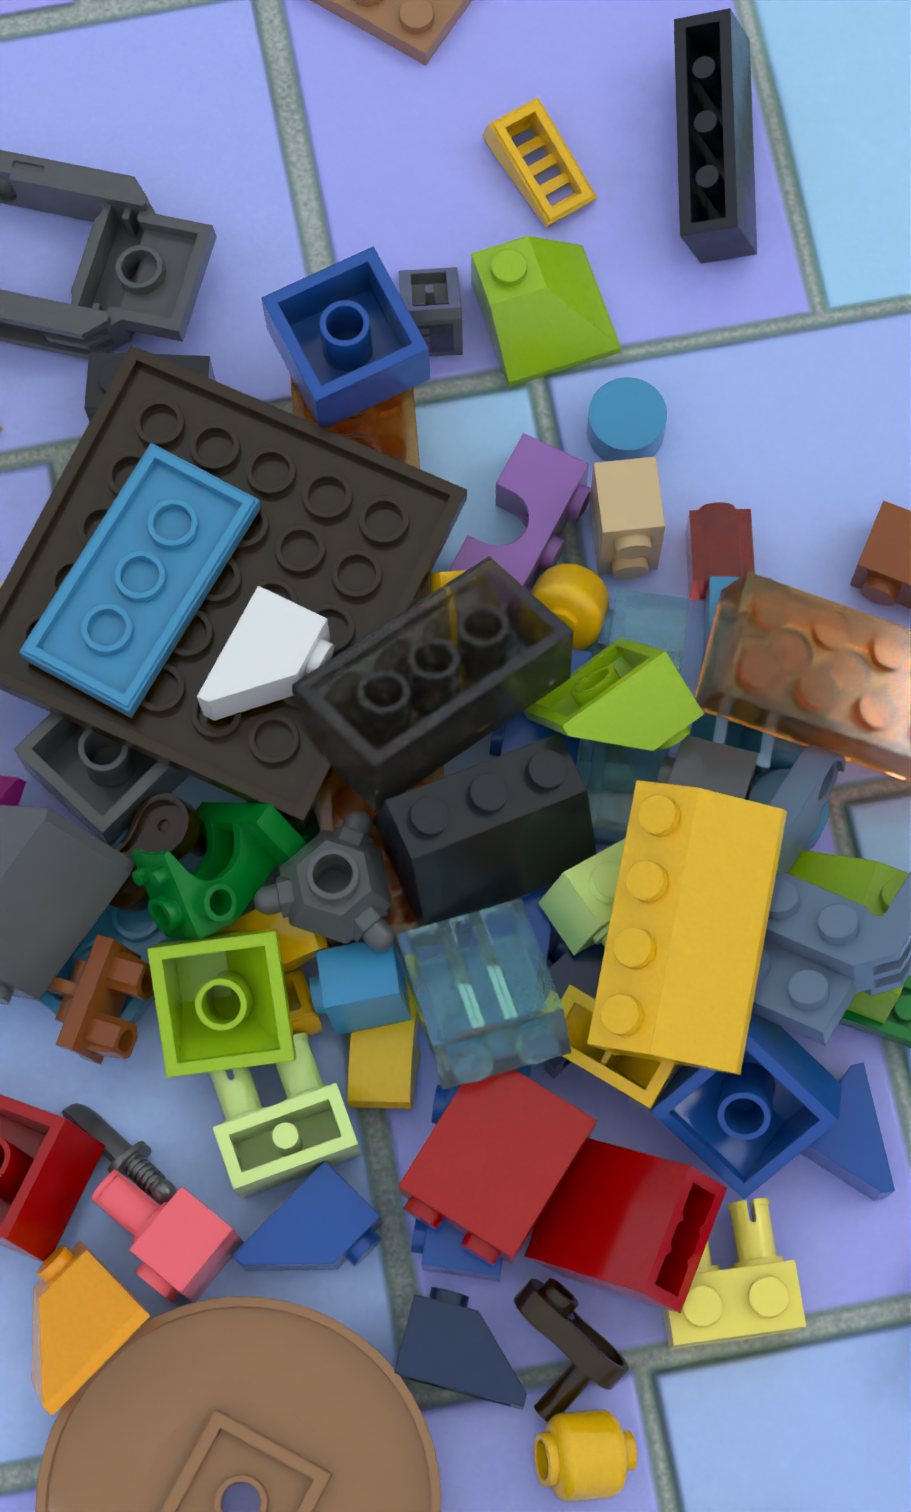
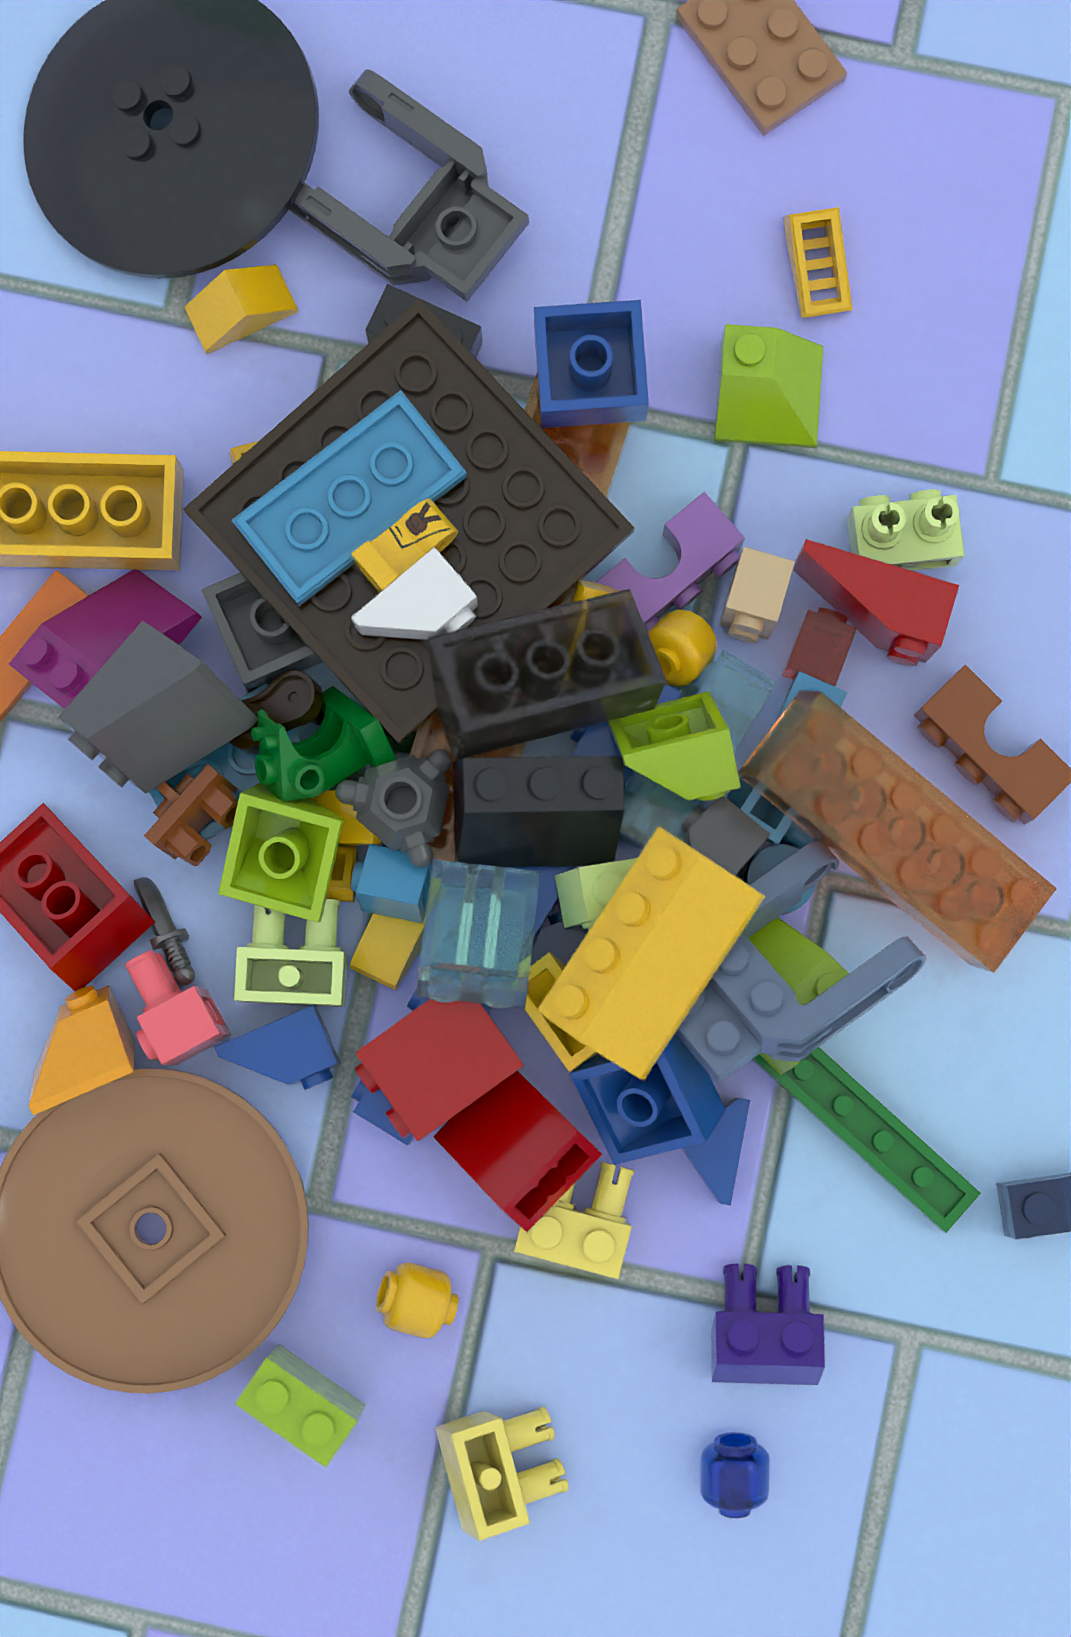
camera: 20 degrees right, 10 degrees up
(220, 601) = (404, 544): none -> yellow leg
(435, 307) = (677, 352): dark grey slope -> none
(456, 1351) = (354, 1185): dark blue slope -> none
(593, 1358) = (453, 1230): dark brown piece -> none
(626, 420) = (793, 511): dark azure piece -> none
(715, 136) = (968, 300): black brick -> none
(757, 396) = (909, 532): none -> yellowish green brick
(781, 468) = (885, 602): none -> red slope

